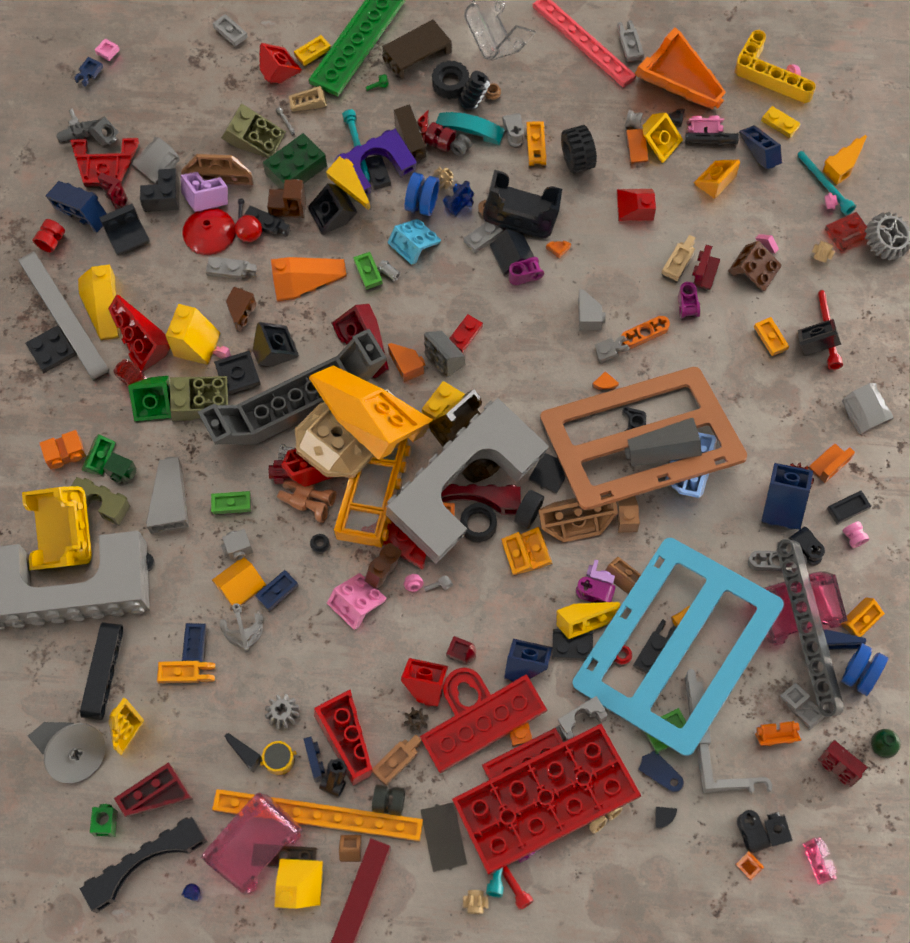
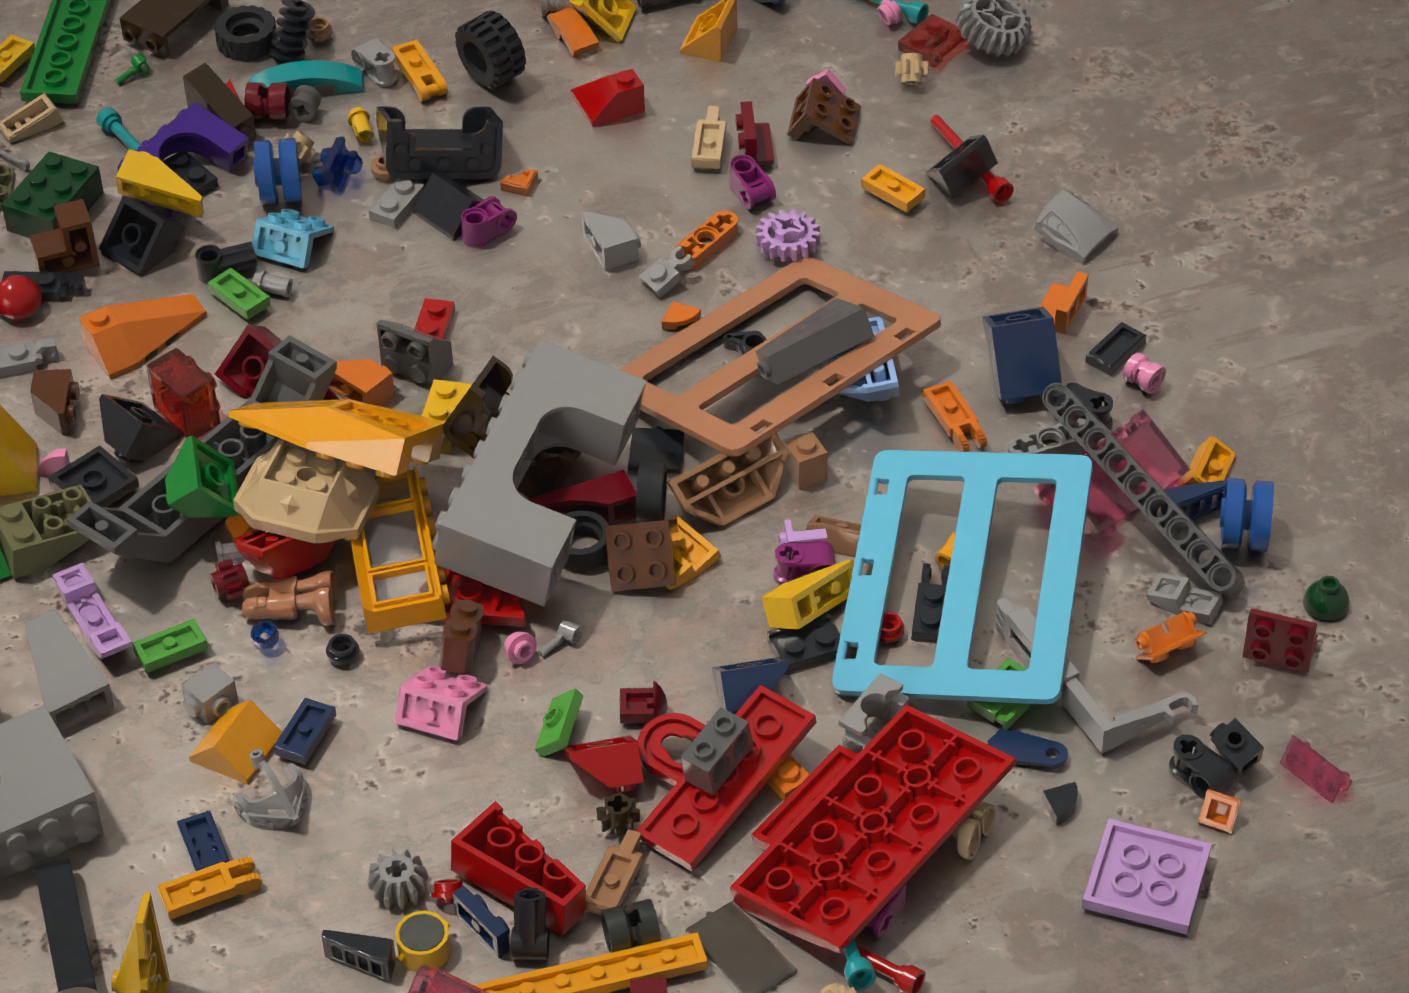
camera: 25 degrees left, 20 degrees down
(200, 464) = (90, 612): none -> lavender slope
(278, 517) = (268, 629): none -> clear blue hinge
(283, 409) = (201, 482): none -> green slope
(305, 729) = (444, 890): none -> red plate
(306, 335) = (184, 393): none -> clear red brick
(369, 244) = (214, 261): none -> black piece
(412, 643) = (559, 722): none -> bright green plate
(480, 711) = (716, 751): none -> dark grey brick
(486, 169) = (359, 120): none -> yellow pin
(505, 547) = (641, 555): none -> reddish brown bracket
(687, 891) = (1147, 876): none -> lavender plate
(692, 349) = (787, 235): none -> lavender gear
(729, 518) = (954, 415): none -> orange hinge

